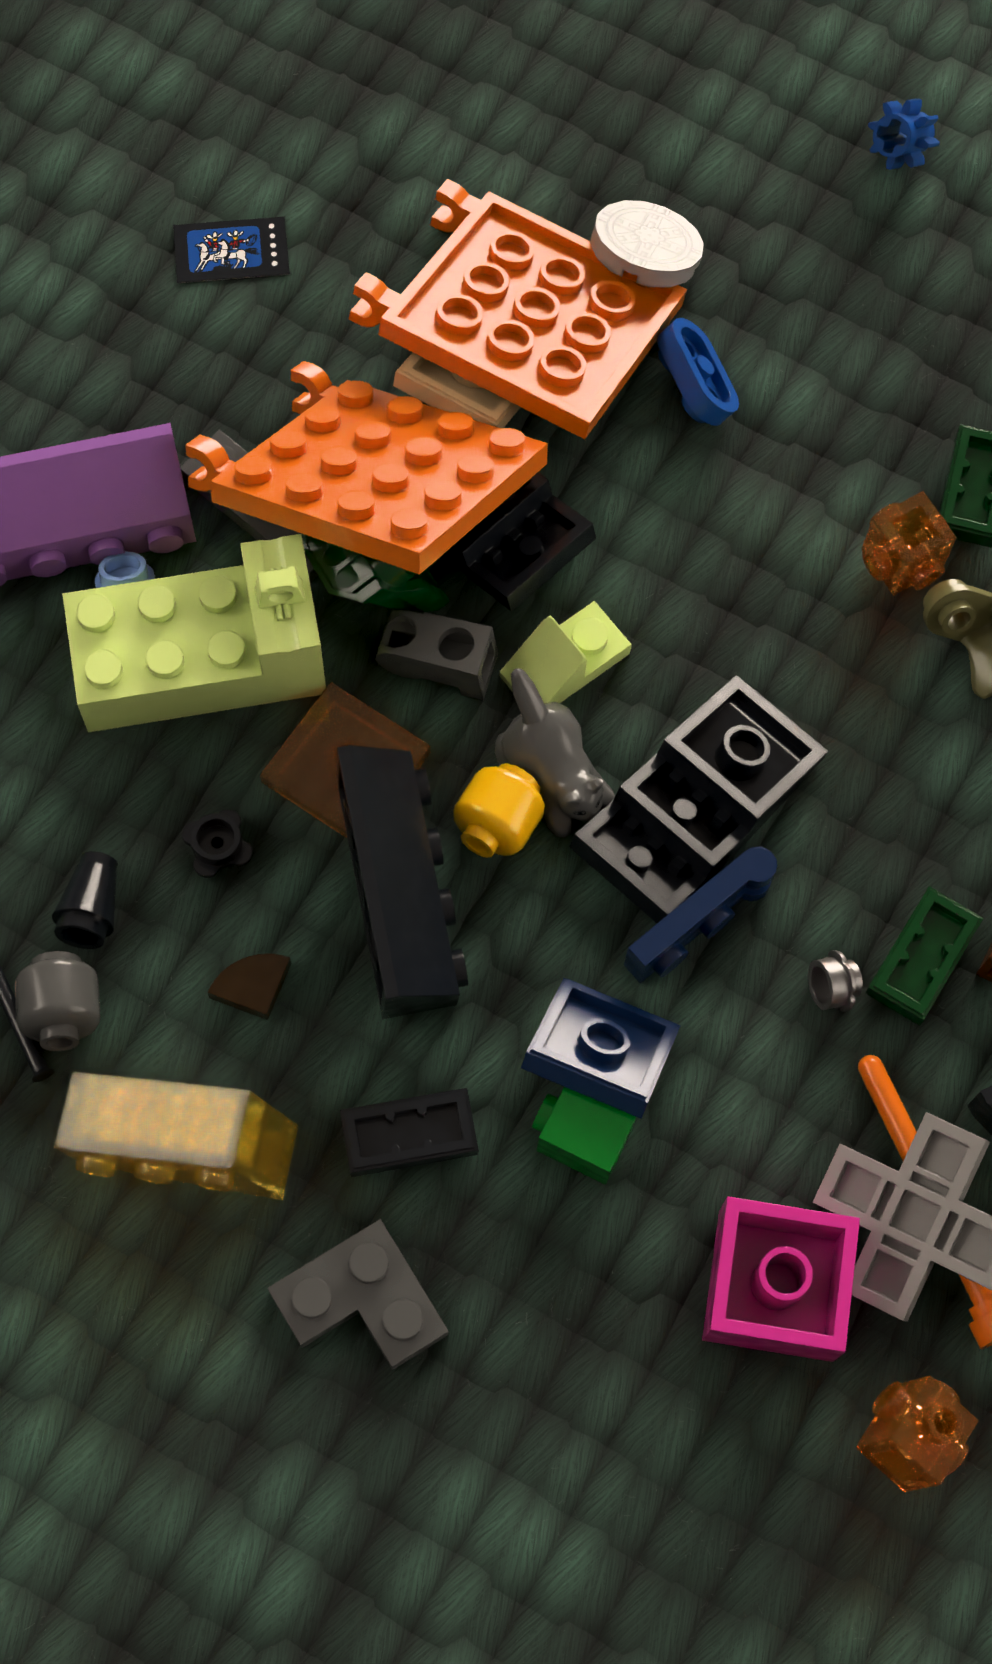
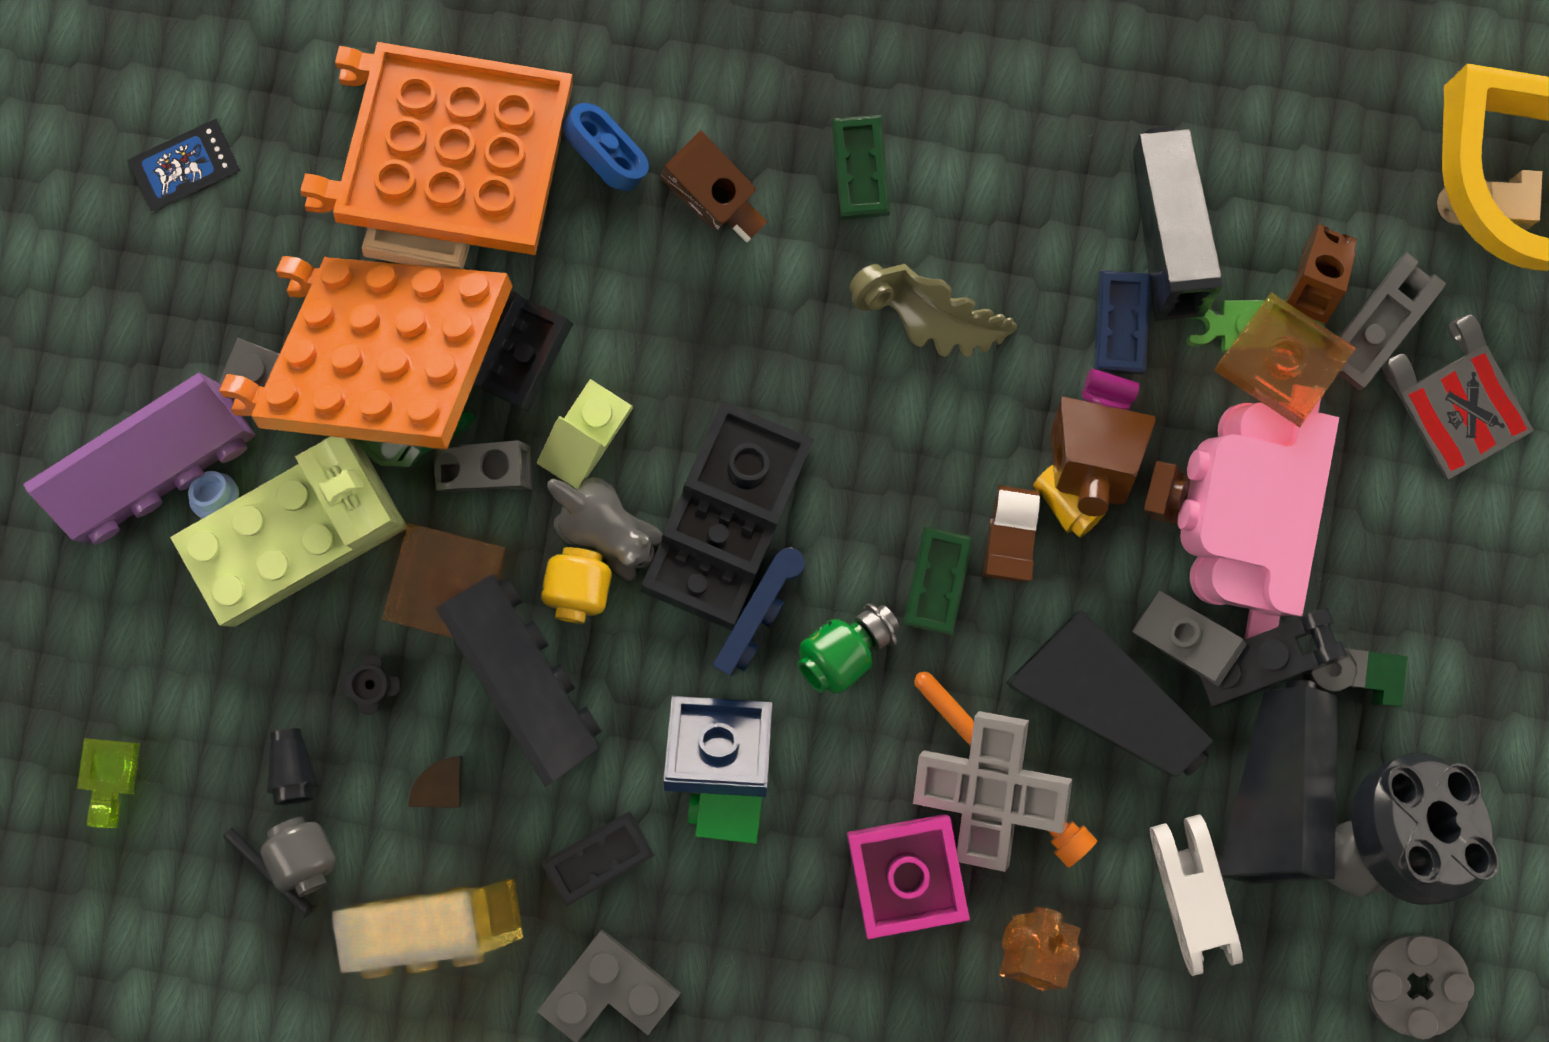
camera: 15 degrees left, 15 degrees up
(646, 243) = (524, 44): tile -> none
(775, 996) = (835, 656): none -> green head
(803, 440) = (699, 169): none -> reddish brown torso
(907, 544) = (825, 229): clear orange brick -> none

